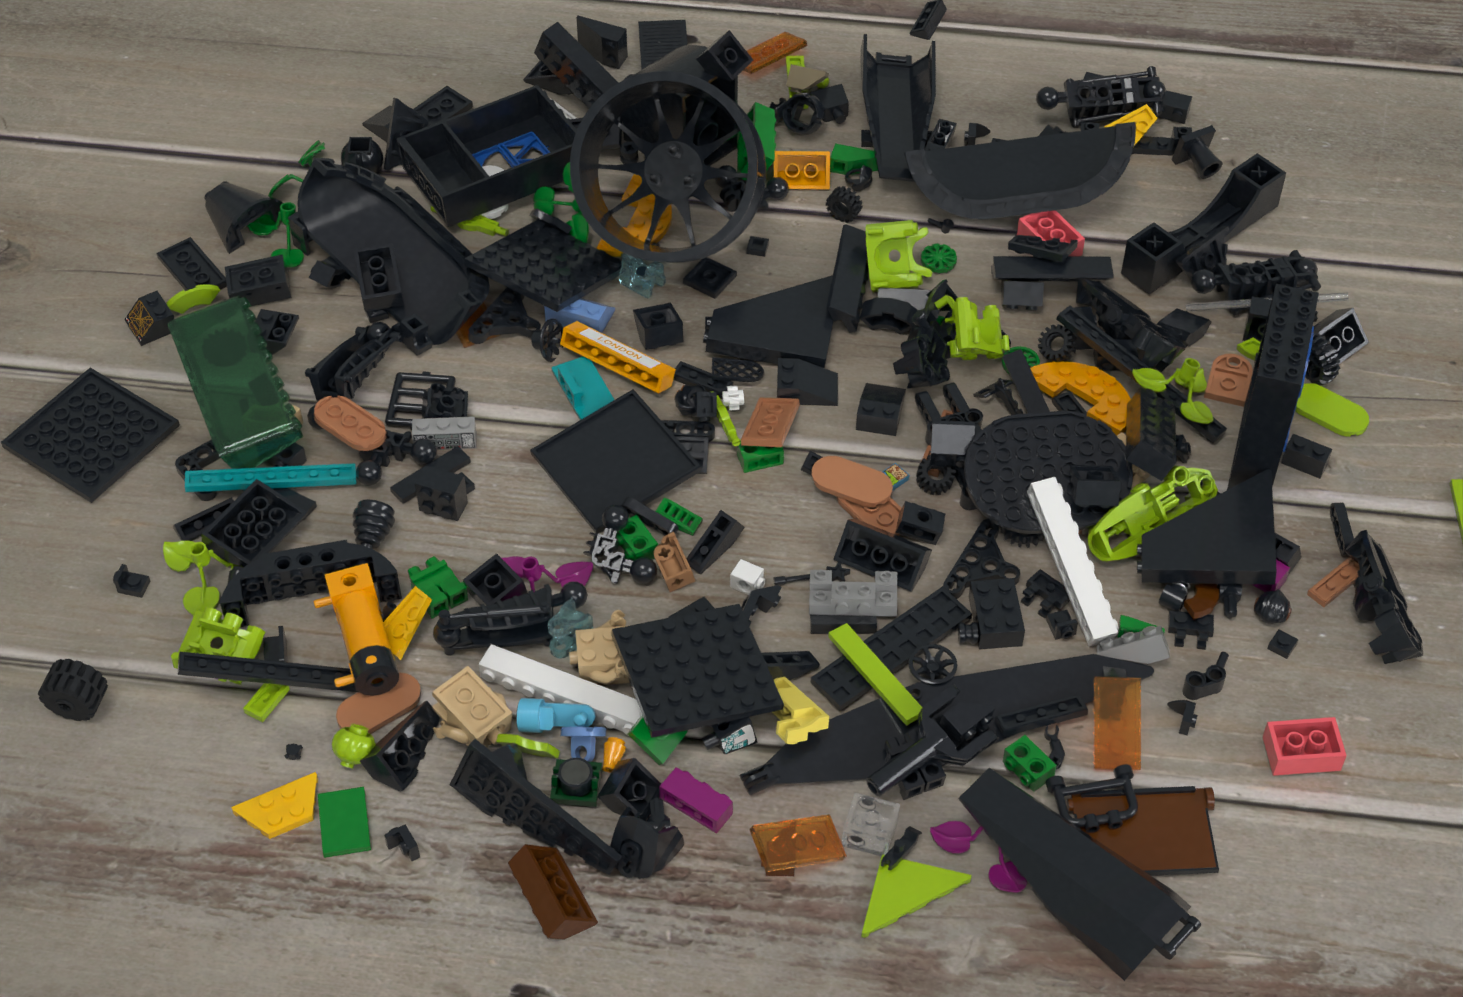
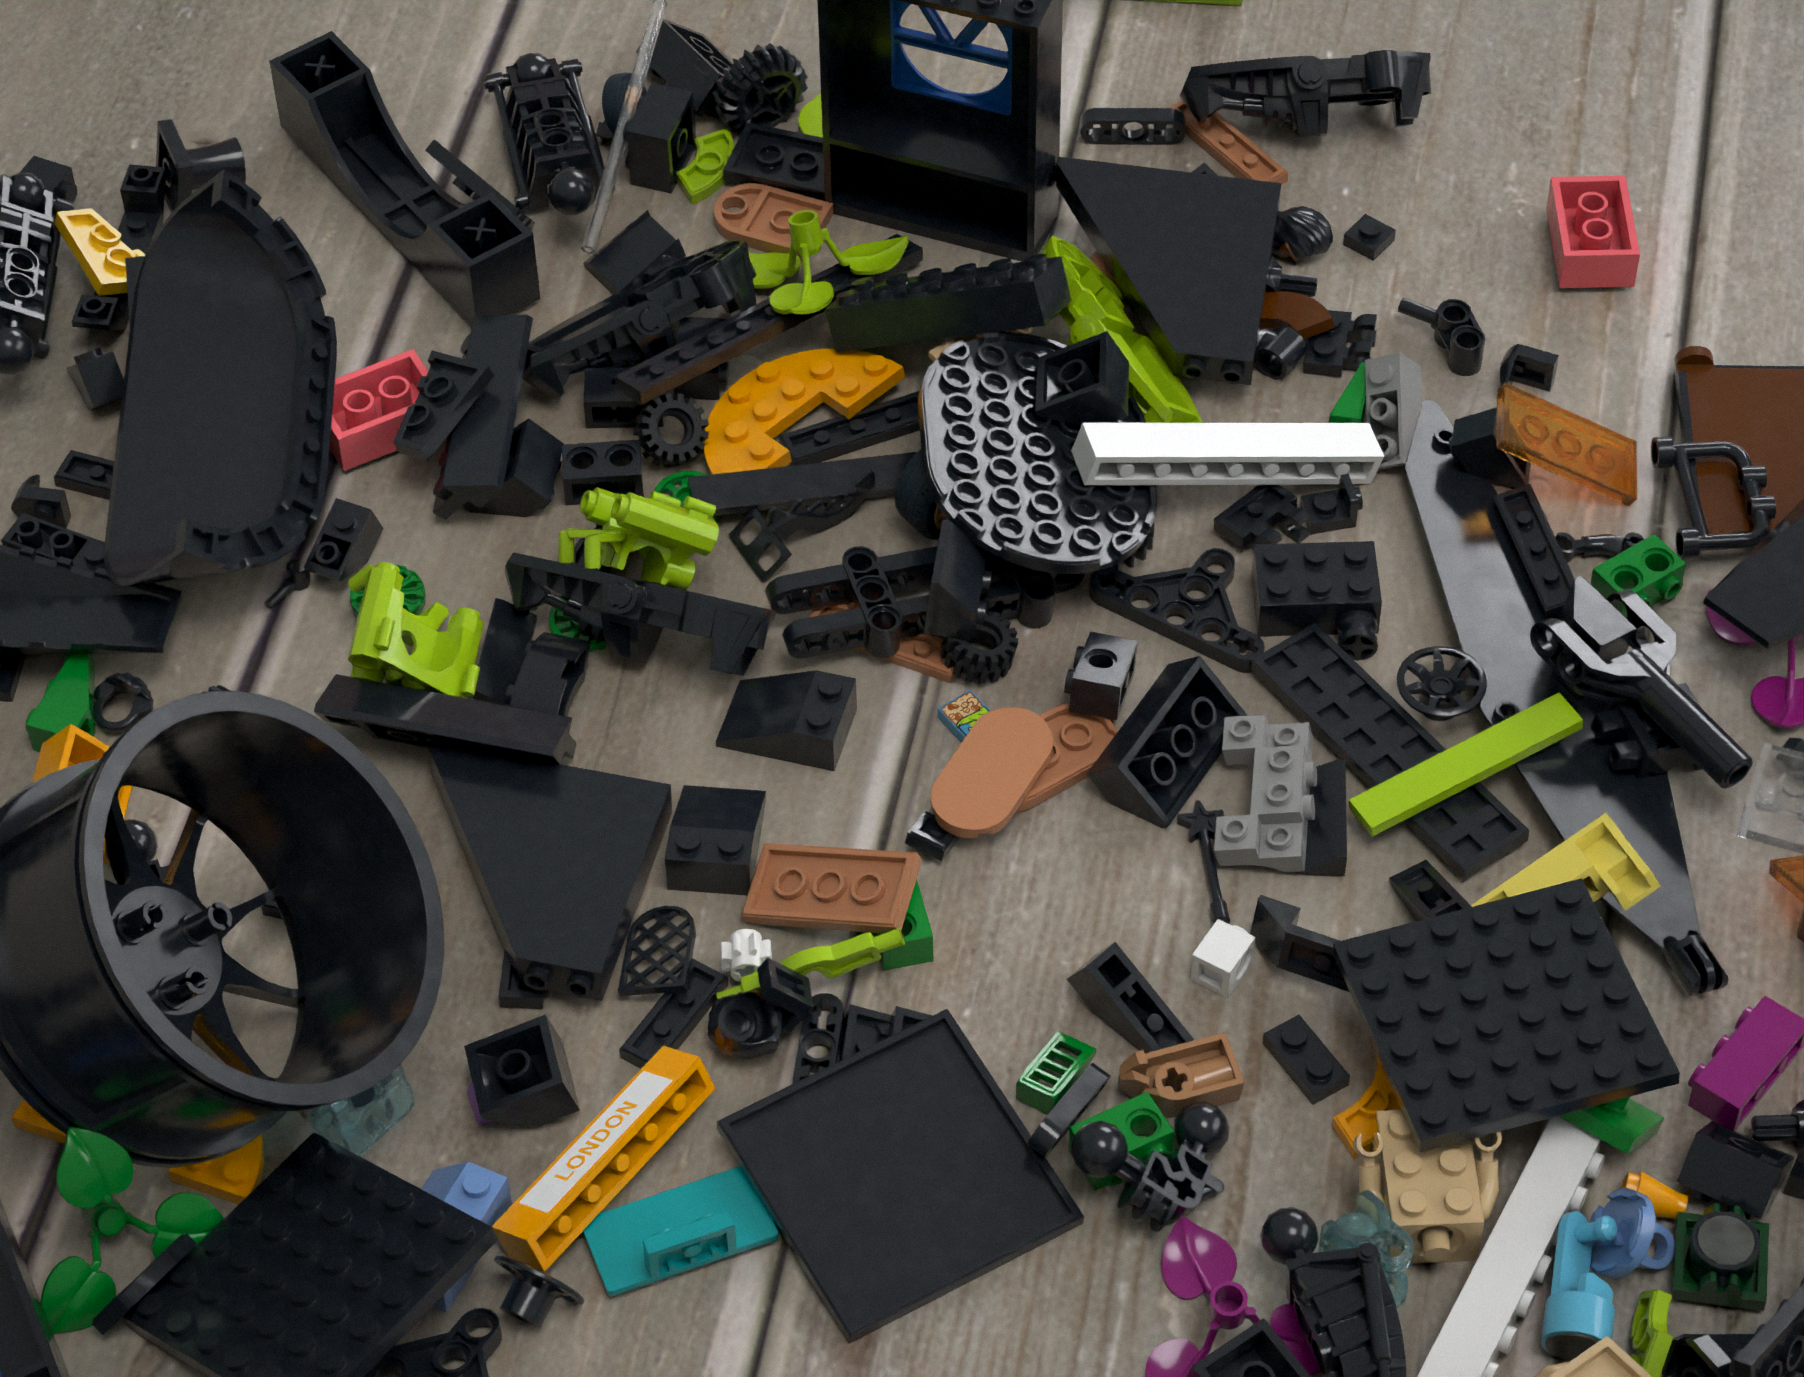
camera: 85 degrees left, 0 degrees up
(964, 235) = (344, 541): none -> black slope
(1028, 323) = (604, 465): none -> black brick

